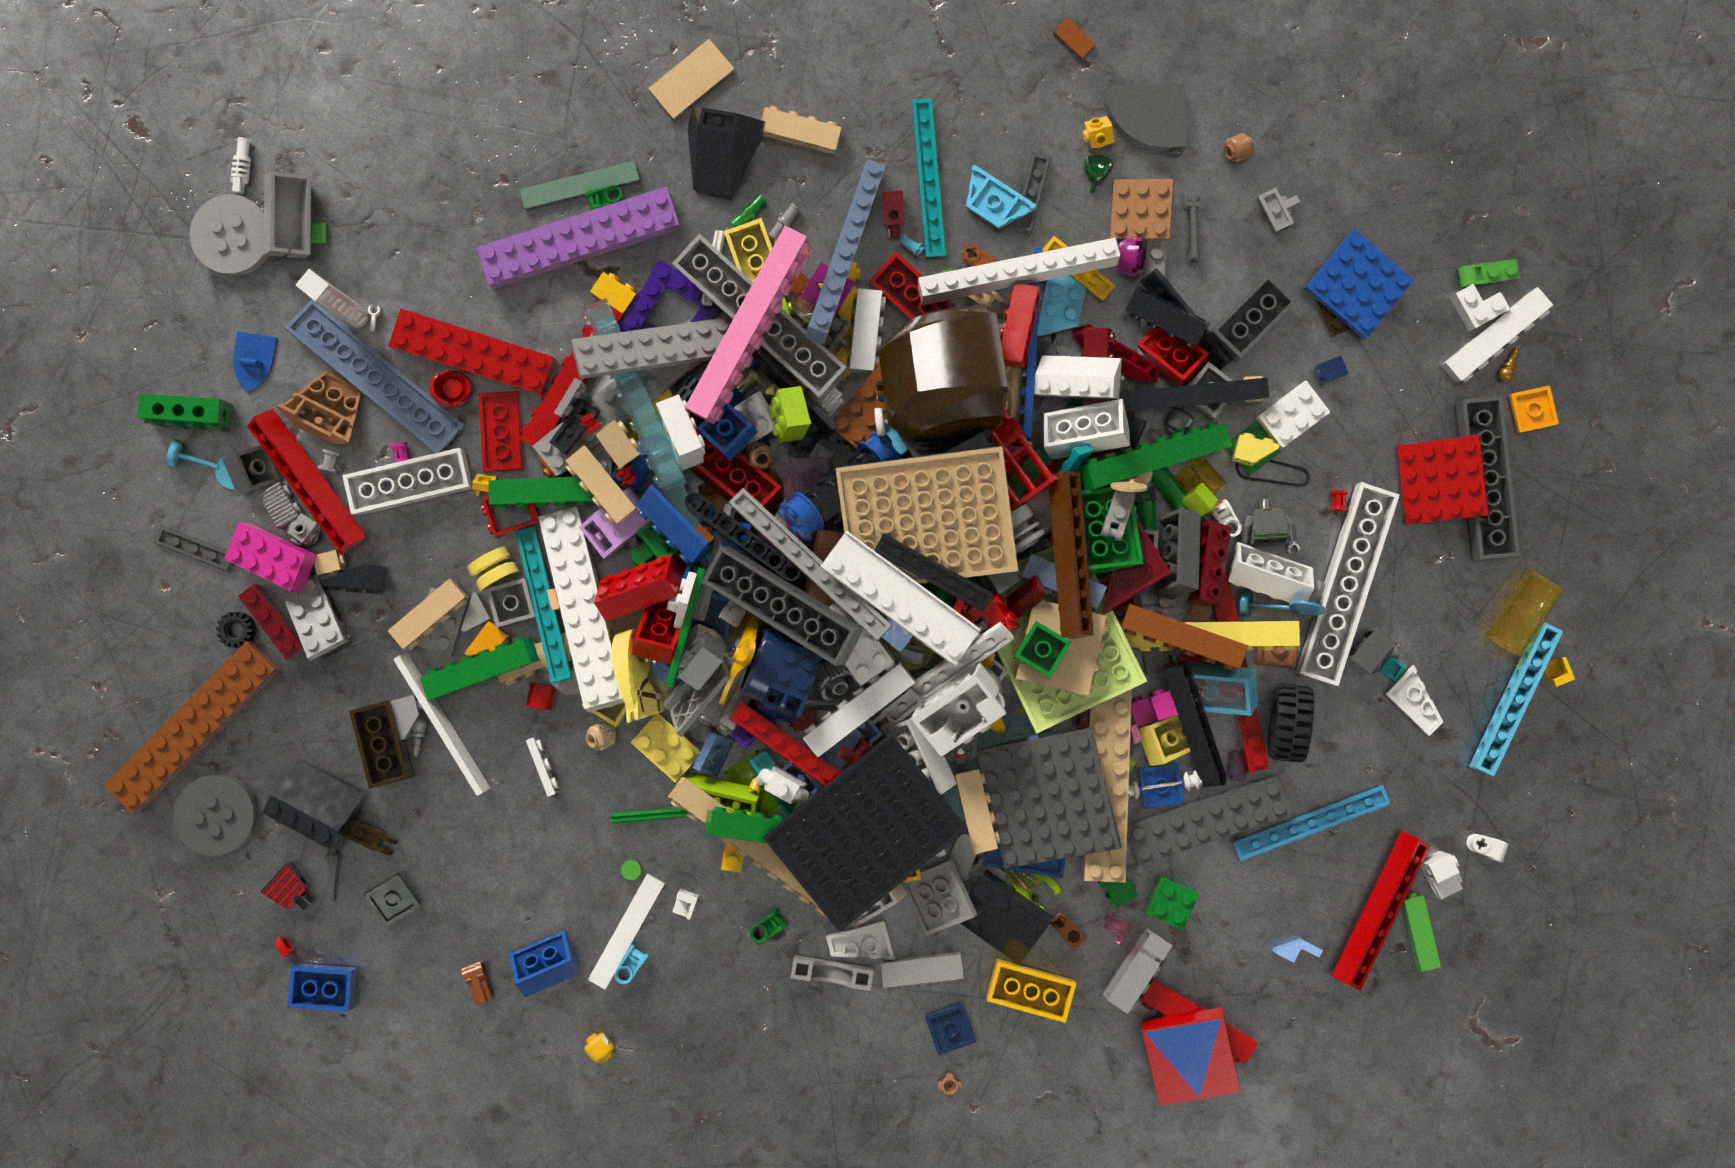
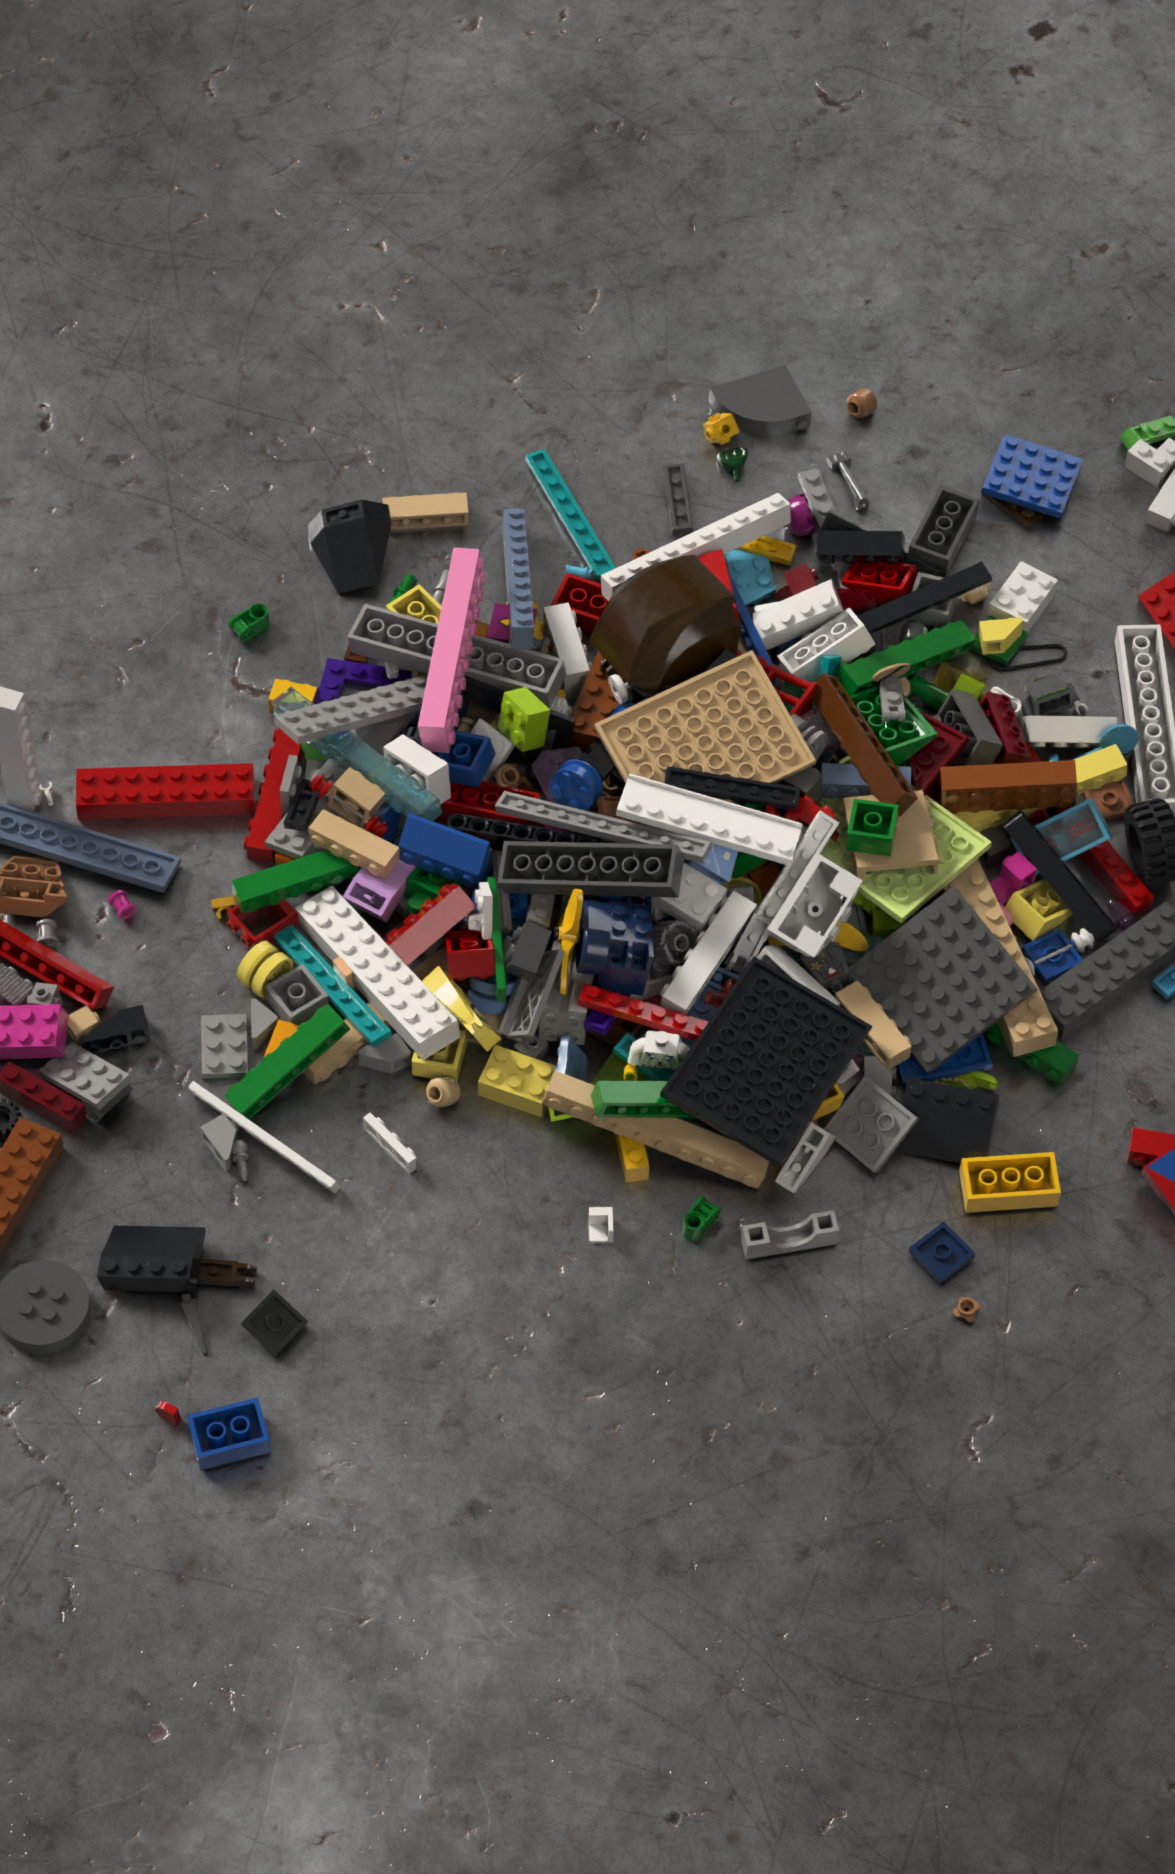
camera: 25 degrees left, 30 degrees down
(288, 888) = (151, 1351): black torso -> none
(379, 744) = (205, 1173): dark brown brick -> none
(407, 481) = (141, 922): white brick -> none
(428, 614) = (210, 1032): tan brick -> none
(450, 388) = (154, 827): red piece -> none
(476, 977) = (399, 1372): dark orange piece -> none
(500, 431) = (219, 853): red tile -> none
(540, 696) = (362, 1076): red piece -> none
(544, 964) = (471, 1333): blue slope -> none
(578, 238) = (237, 662): medium lavender brick -> none
(579, 184) = (214, 623): sand green tile -> none
(599, 1048) = (565, 1395): yellow head -> none
(626, 931) = (547, 1276): white tile -> none
(631, 870) = (527, 1214): bright green tile -> none
(631, 964) = (565, 1301): medium azure piece -> none
(648, 815) = (541, 1149): green axle -> none
(691, 79) = (297, 503): tan tile -> none
(862, 941) = (810, 1197): white wing -> none
(893, 203) = (547, 545): dark red torso -> none
(921, 970) = (884, 1205): light grey brick -> none
(995, 200) = (645, 512): medium azure wing -> none
(1026, 596) = (837, 794): dark red slope -> none
(1068, 930) = (1023, 1117): reddish brown leg -> none
(1074, 38) = (661, 366): dark orange tile -> none
(1118, 926) = (1073, 1095): clear pink tile -> none
(1138, 970) = (1113, 1124): light grey piece -> none
(1142, 209) = (793, 473): medium nougat plate -> none
(1171, 902) = (1116, 1055): green brick -> none
(1278, 208) = (924, 441): light grey hinge -> none
(1331, 370) = (1041, 552): dark blue brick -> none
(1338, 500) = (1105, 656): red bush -> none

